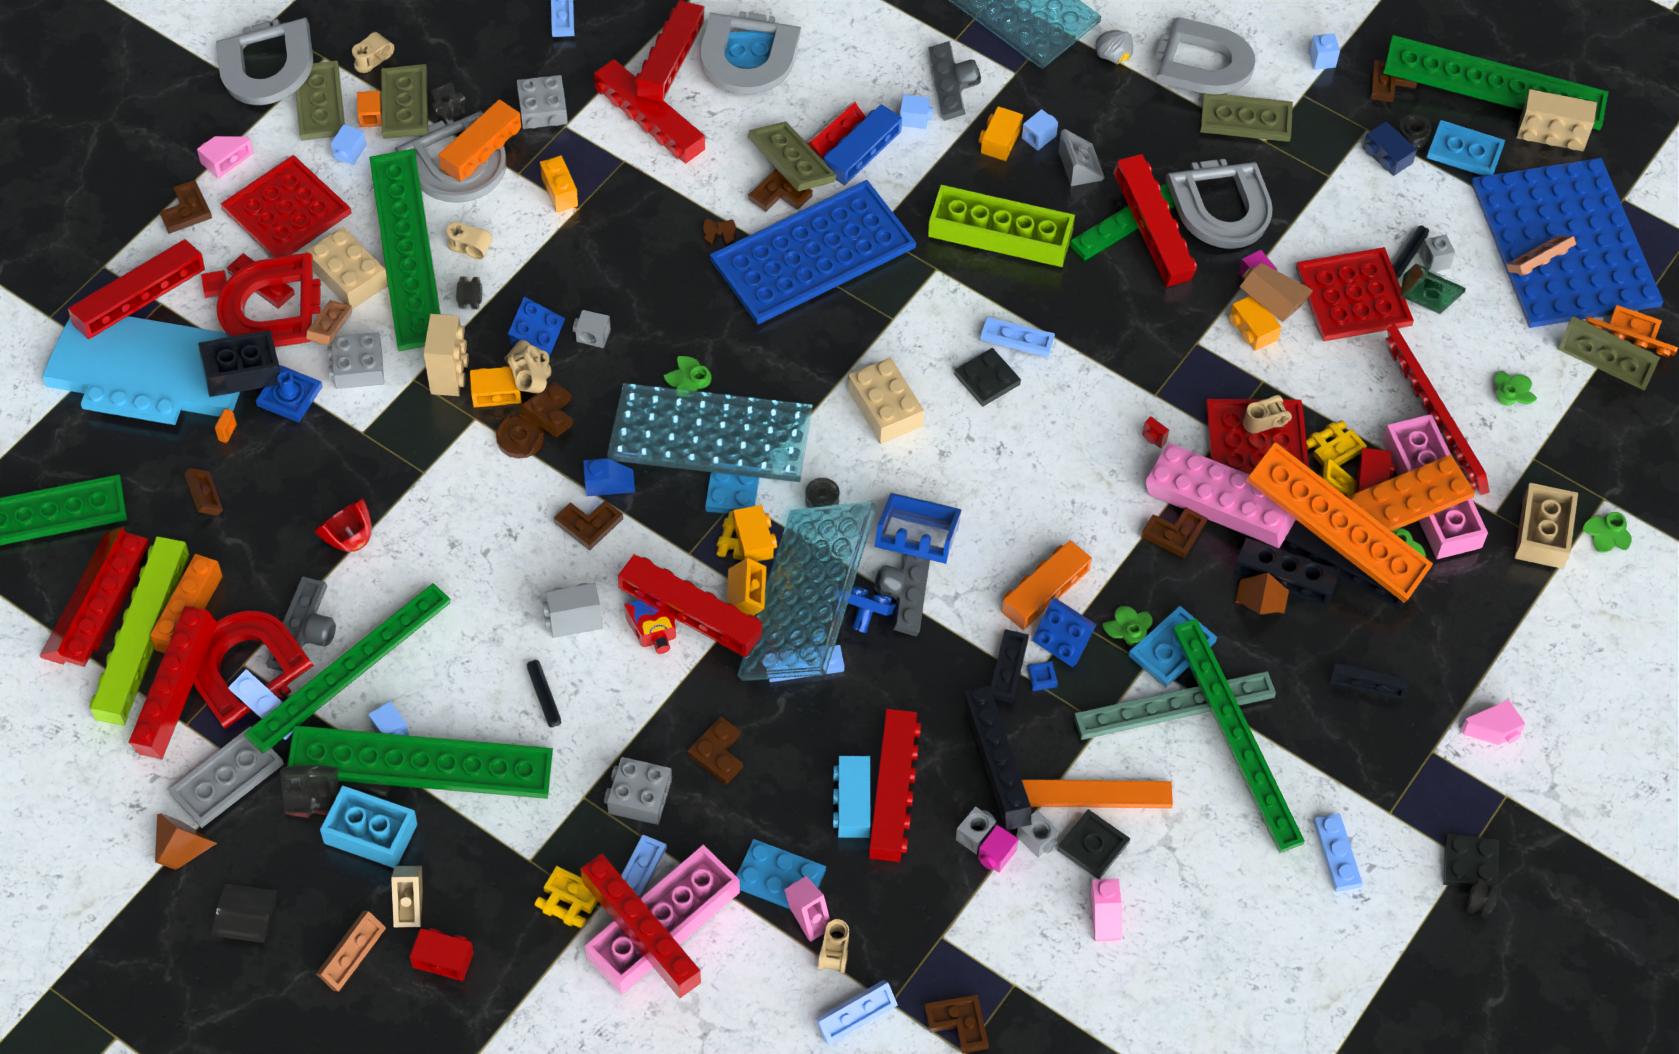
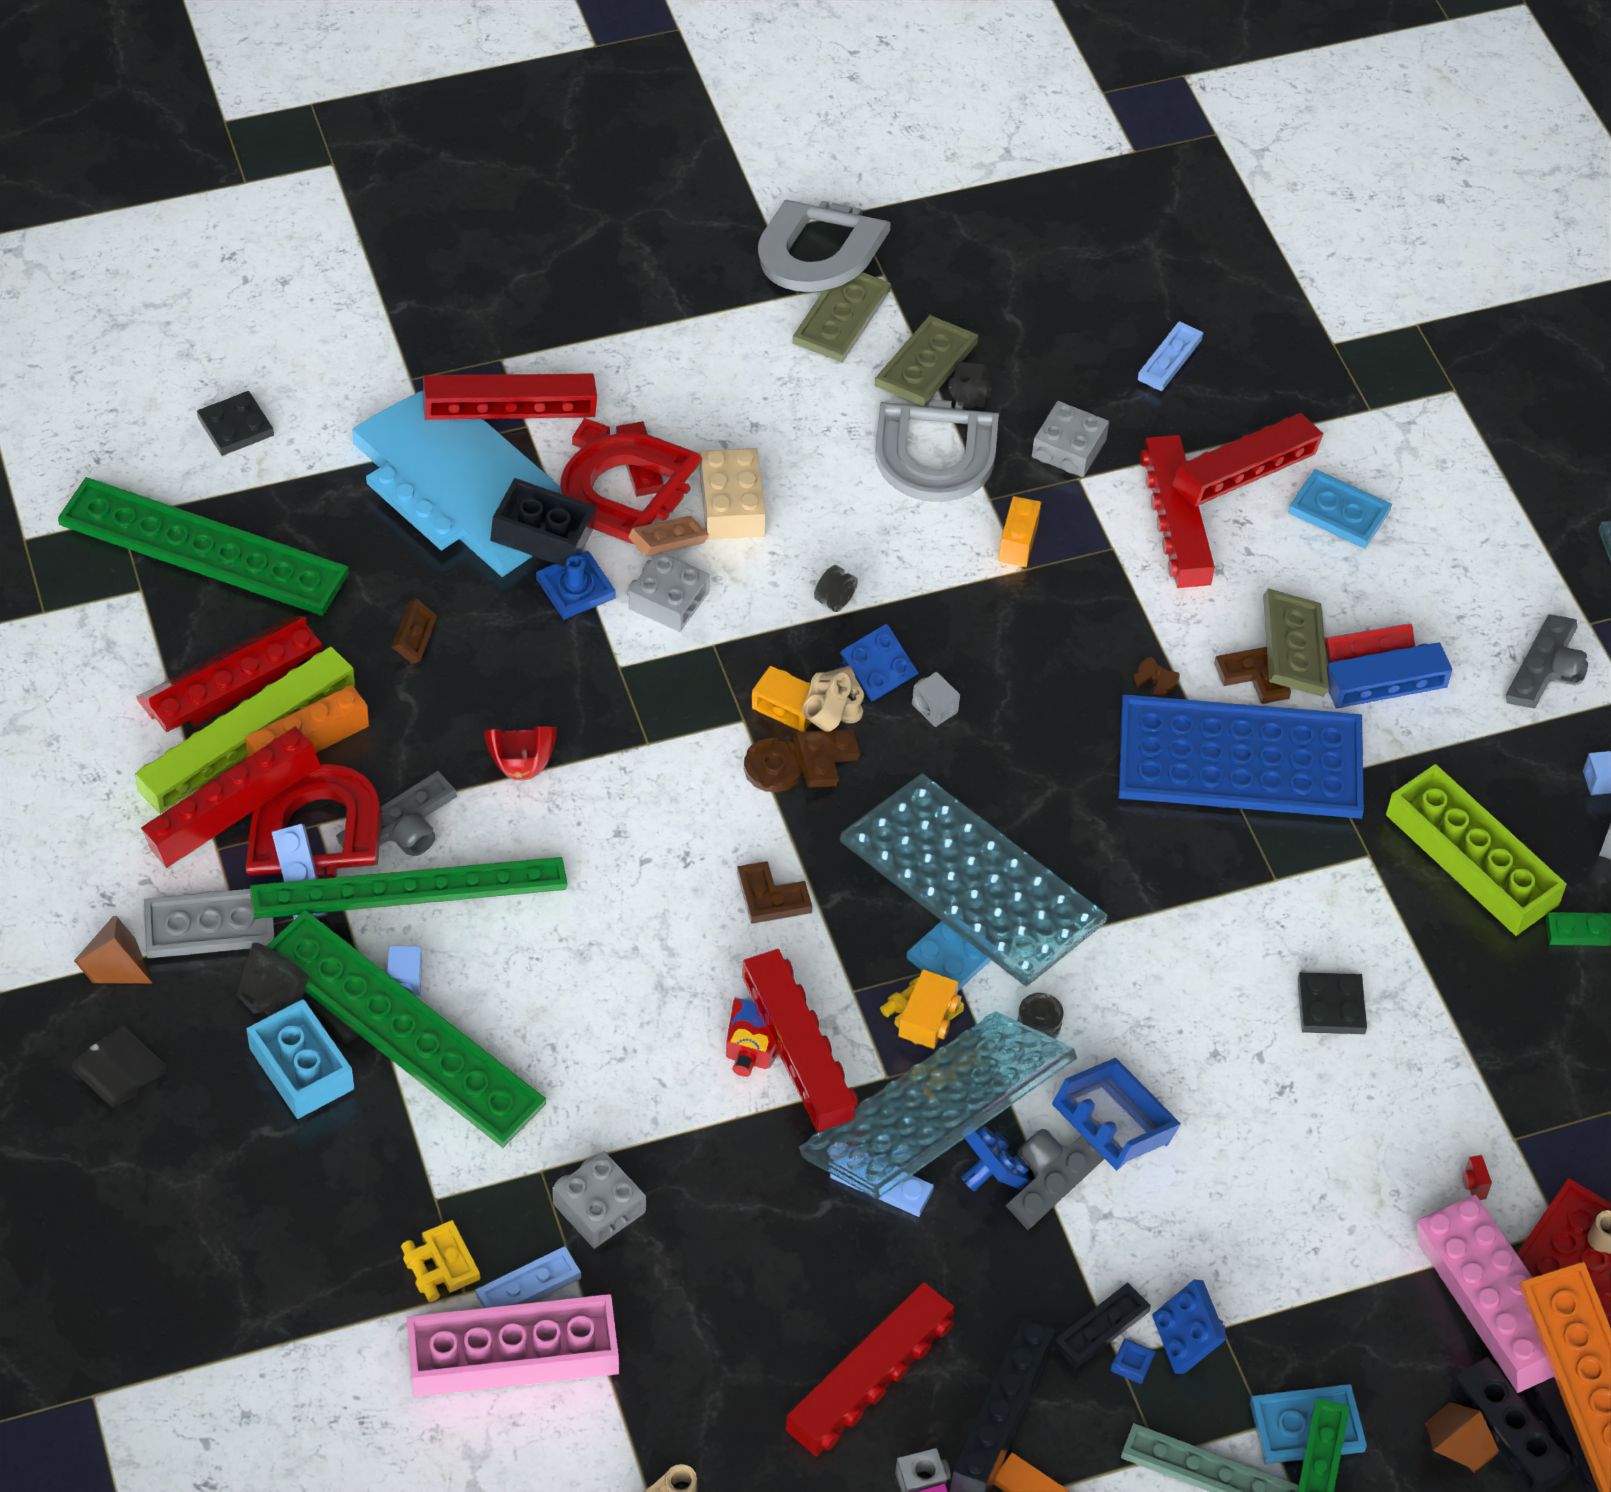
camera: 35 degrees right, 5 degrees down
(189, 212) = (625, 352): reddish brown plate -> none
(224, 153) = (704, 313): bright pink slope -> none
(225, 426) = (487, 579): orange tile -> none
(286, 208) = (721, 401): red plate -> none
(348, 144) = (834, 372): light blue brick -> none
(351, 951) = (186, 1170): nougat plate -> none
(369, 108) = (883, 346): orange brick -> none
(372, 49) = (934, 292): tan piece -> none
(405, 246) = (806, 510): green plate -> none
(407, 896) = (283, 1152): tan slope -> none
(442, 954) = (267, 1232): red brick -> none
(445, 355) = (753, 633): tan brick -> none
(470, 242) = (879, 535): tan piece -> none
(480, 141) = (969, 440): orange brick -> none
(544, 693) = (585, 1039): black axle -> none
(572, 610) = (677, 970): light grey brick -> none
(607, 477) = (826, 859): blue slope -> none
(641, 926) = (473, 1333): red brick -> none
(686, 376) = (997, 807): bright green plate -> none
(711, 751) = (708, 1208): reddish brown plate -> none
(747, 586) = (878, 1061): light orange brick -> none
(752, 80) = (1326, 542): light grey piece -> none
(771, 870) = (673, 1385): dark azure plate -> none
(808, 907) = (670, 1433): bright pink slope -> none
(852, 797) = (817, 1350): medium azure brick -> none
(885, 400) = (1192, 958): tan brick -> none
(915, 111) = (1476, 673): light blue brick -> none
(1001, 133) = (1558, 751): light orange brick -> none
(1017, 337) = (1400, 980): light blue plate -> none
(1048, 582) = (1221, 1263): orange brick -> none
(1129, 625) = (1276, 1368): bright green plate -> none
(1177, 537) = (1413, 1309): reddish brown plate -> none

